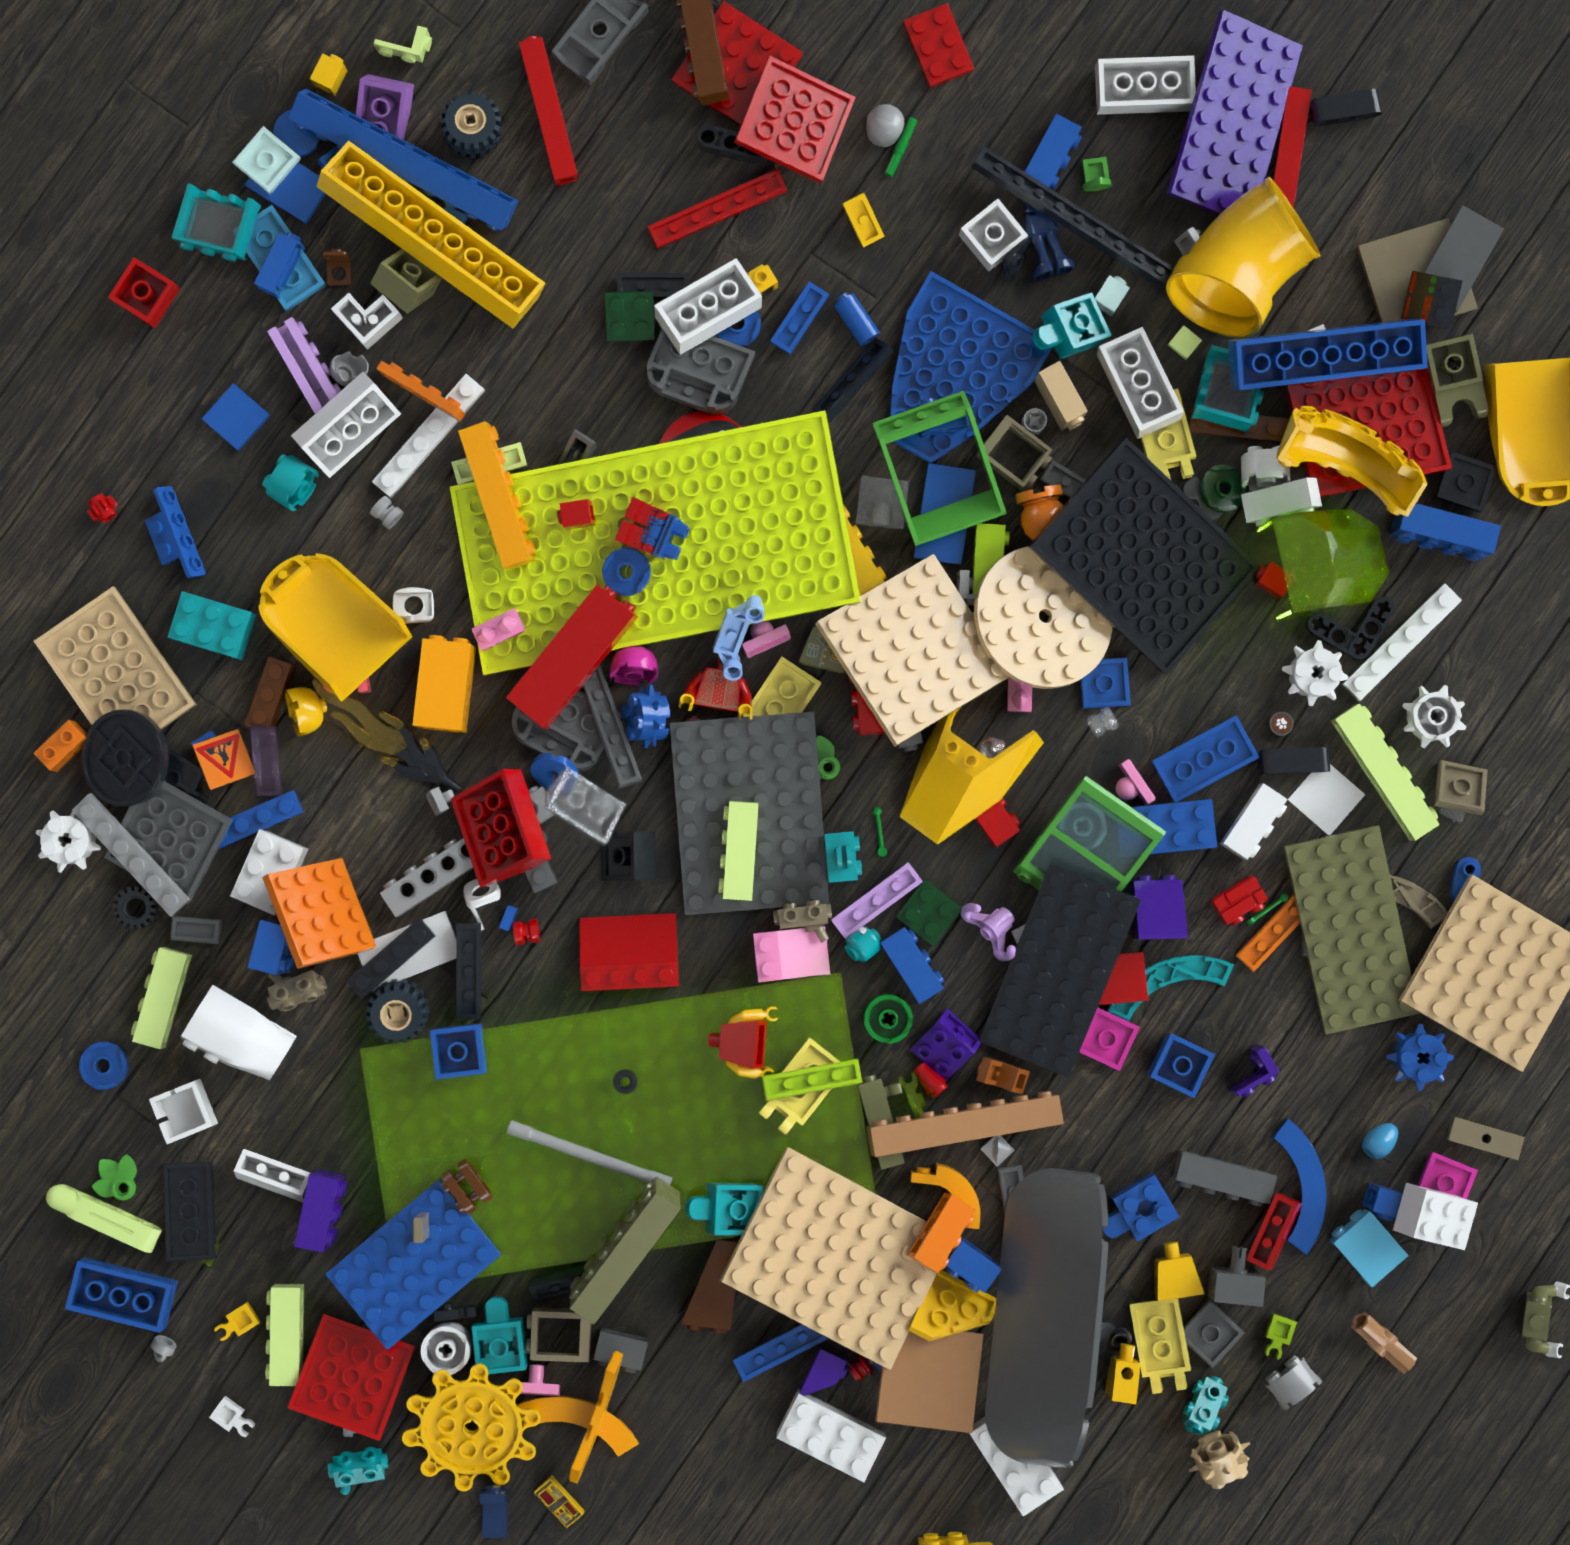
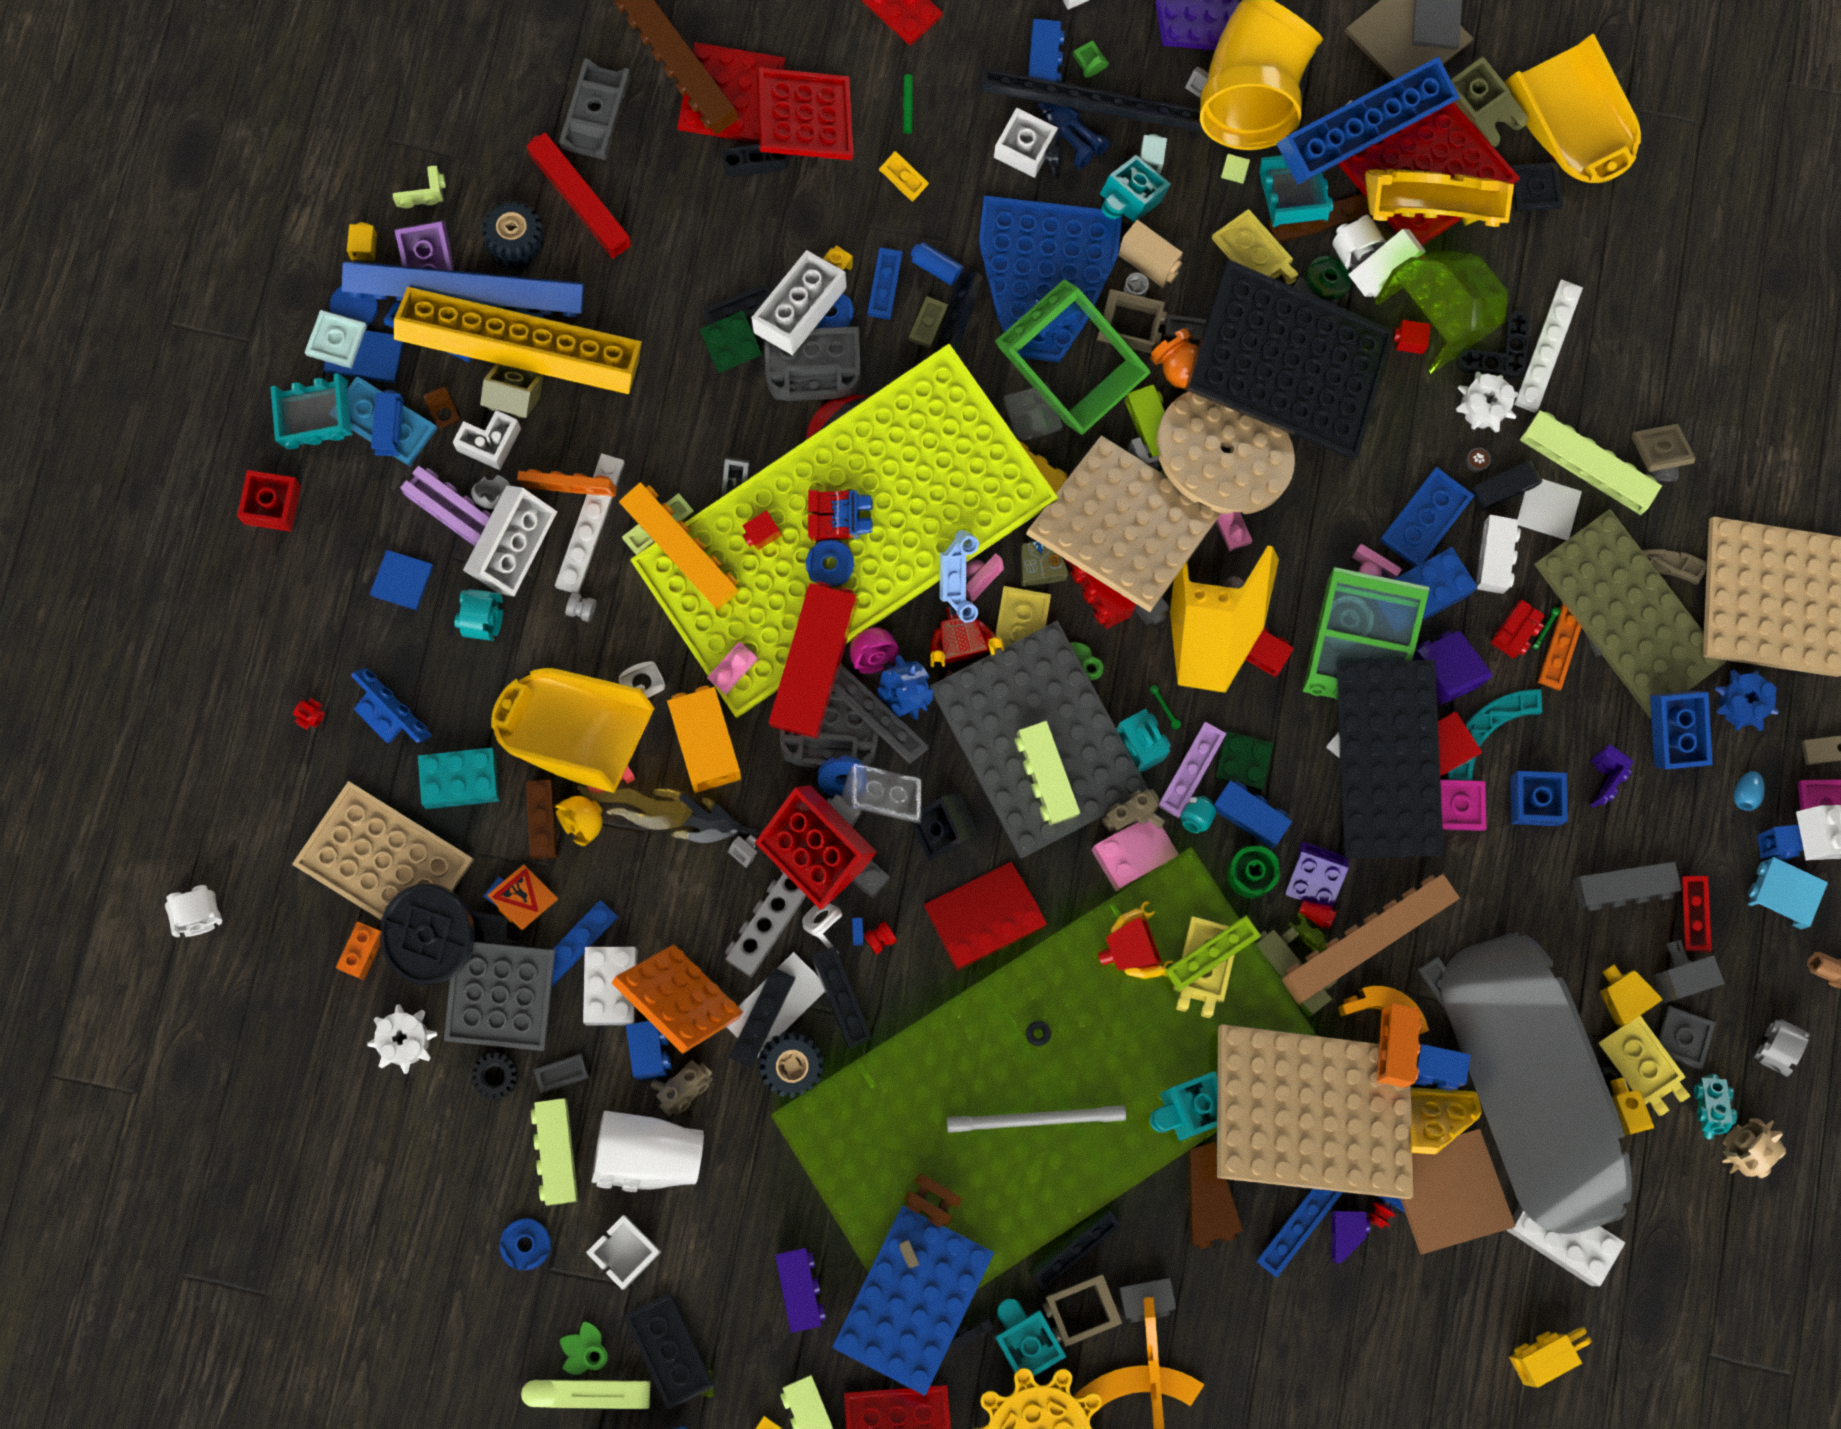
camera: 25 degrees left, 10 degrees down
(131, 854) = (470, 1025): light grey plate -> none
(266, 760) = (564, 881): clear purple tile -> none
(272, 1175) = (738, 1276): white brick -> none
(458, 1051) = (869, 1070): blue brick -> none
(458, 1340) = (966, 1364): white brick -> none
(535, 1384) = (1082, 1372): bright pink tile -> none
(624, 1249) = (1111, 1192): olive brick -> none
(717, 209) = (767, 220): red tile -> none
(823, 373) = (928, 322): none -> olive plate
(831, 1435) = (1383, 1292): white brick -> none
(884, 125) = (885, 90): light grey hair -> none
(943, 487) = (1079, 378): blue tile -> none
(992, 927) = (1309, 748): lavender piece -> none
(997, 1149) = (1408, 951): light grey tile -> none
(1002, 1075) = (1382, 879): dark orange brick -> none
(1102, 722) = (1319, 524): clear wheel -> none
(1106, 685) = (1308, 490): blue tile -> none
(1140, 382) = (1214, 214): white brick -> none
(1140, 1209) = (1570, 944): blue brick -> none
(1279, 1331) = (1747, 1005): lime plate -> none
(1311, 1185) = (1707, 858): blue tile -> none
(1342, 1059) = (1681, 729): none -> blue brick
(1431, 299) = (1432, 39): black slope -> none
(1446, 531) = (1541, 232): blue brick -> none
(1448, 715) = (1609, 395): white brick -> none
(1461, 875) = (1701, 525): blue plate -> none

